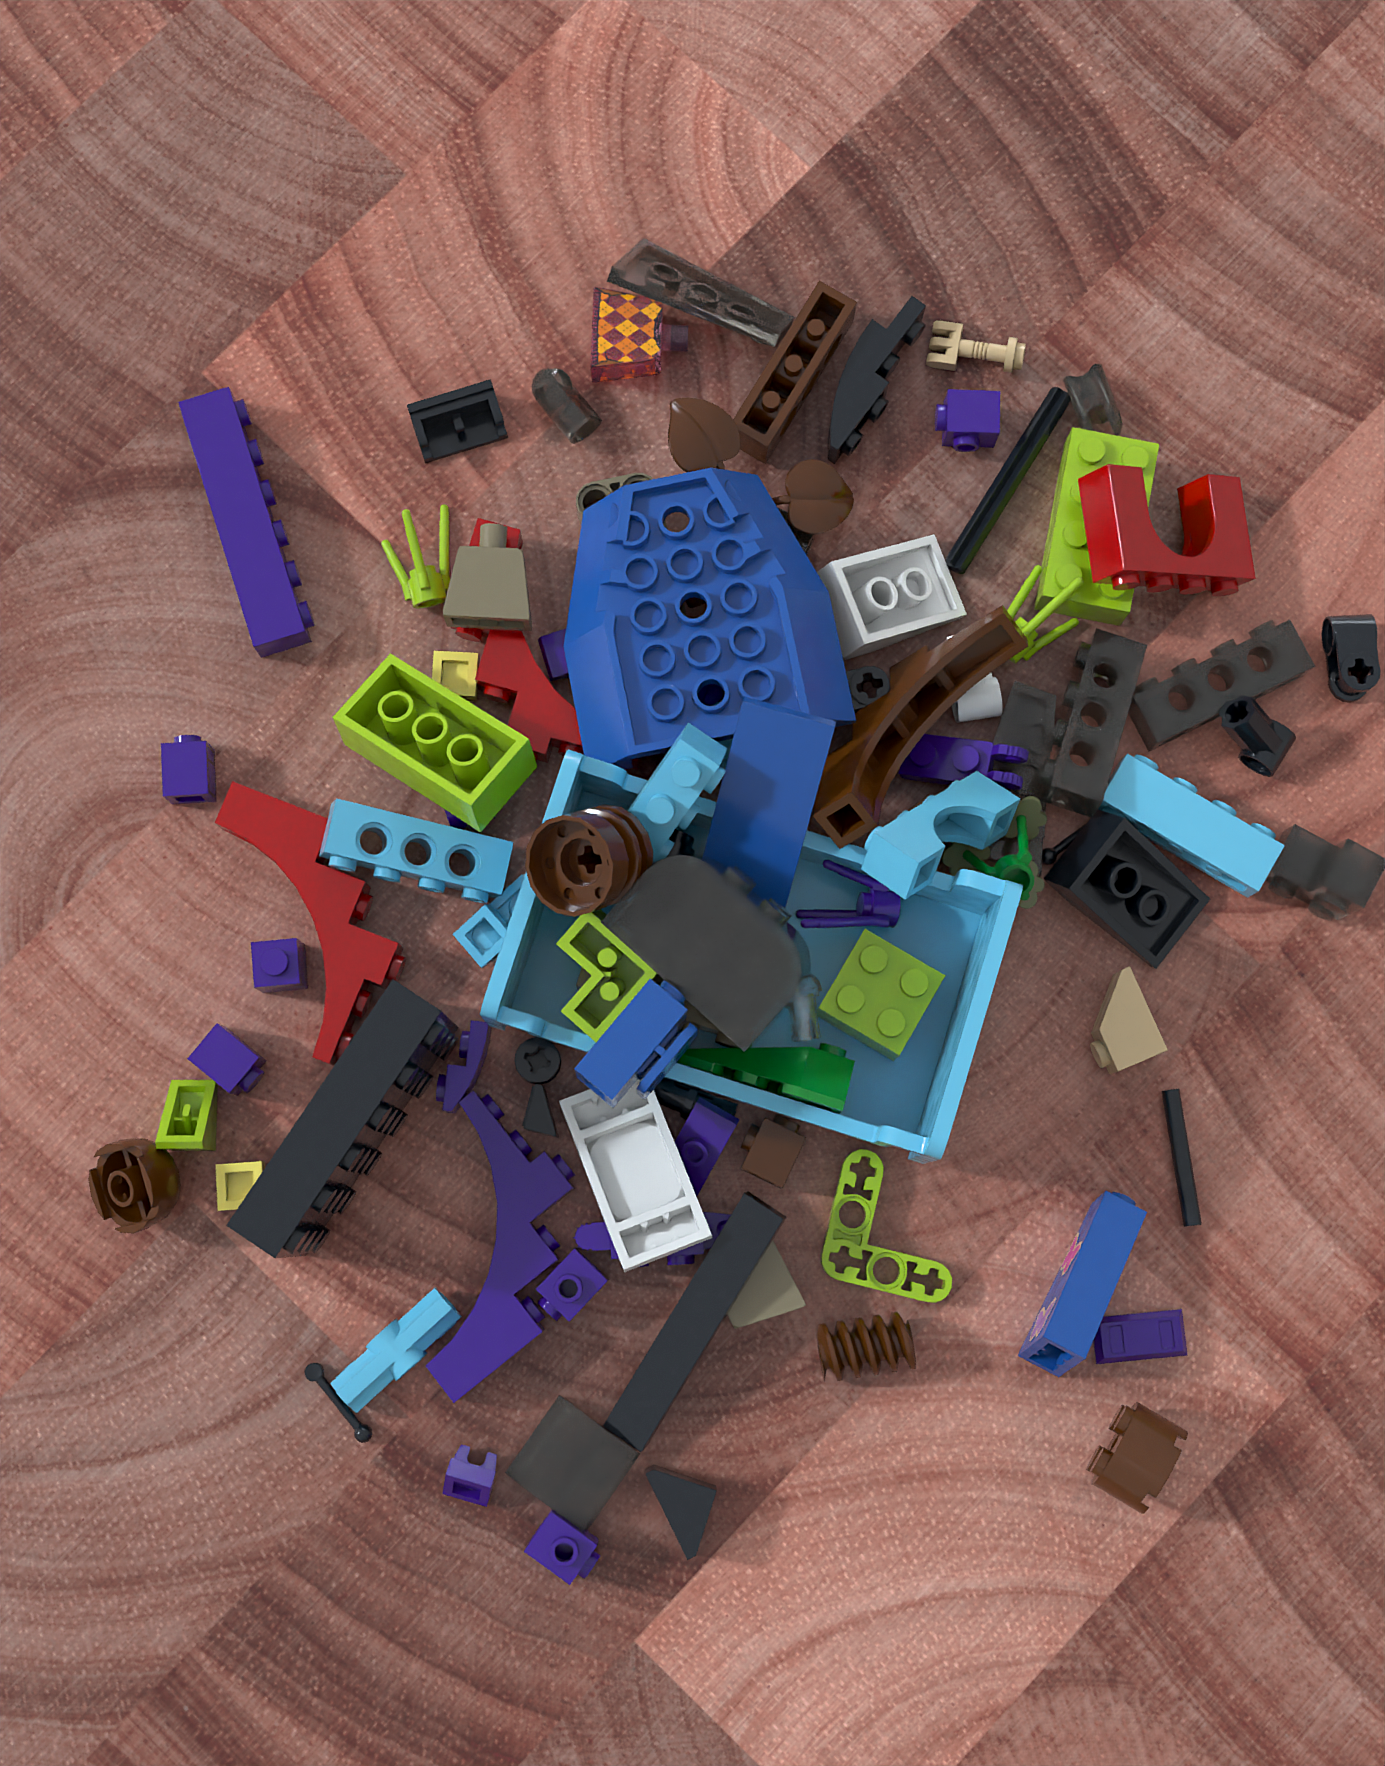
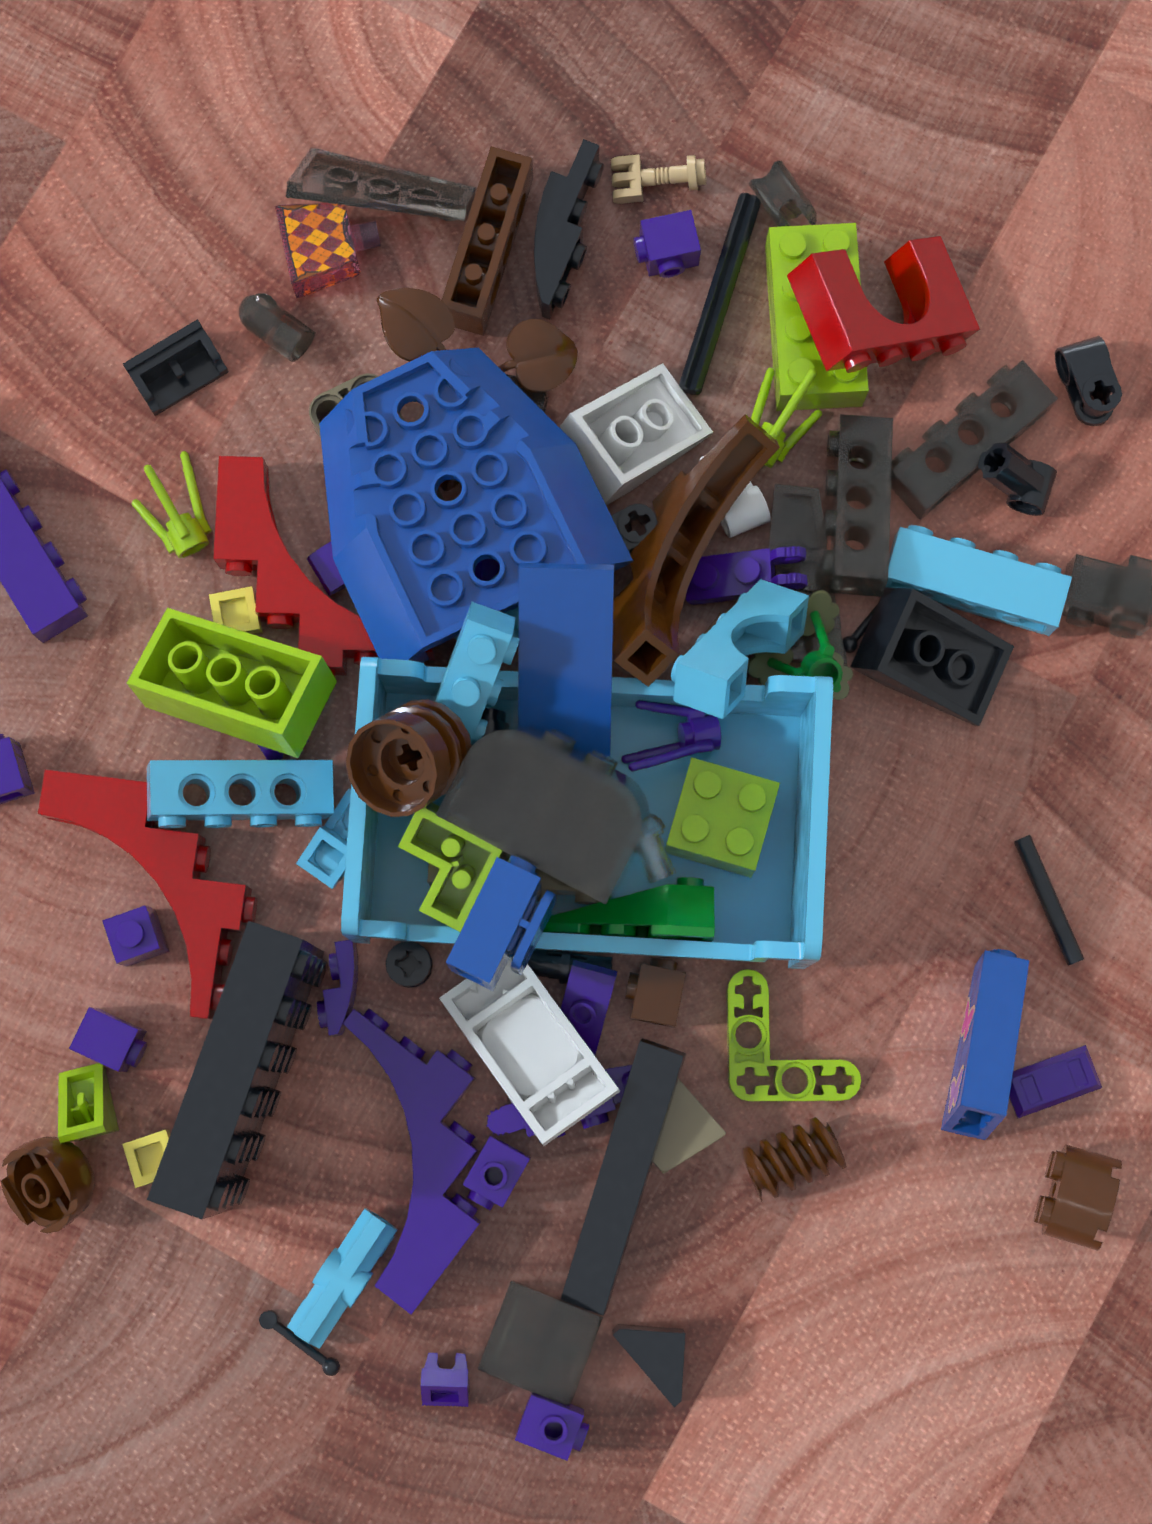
camera: 10 degrees left, 0 degrees up
(489, 585) = (246, 518): dark tan torso -> none
(539, 1114) = (423, 1015): black slope -> none
(1124, 1026) = (963, 788): tan slope -> none

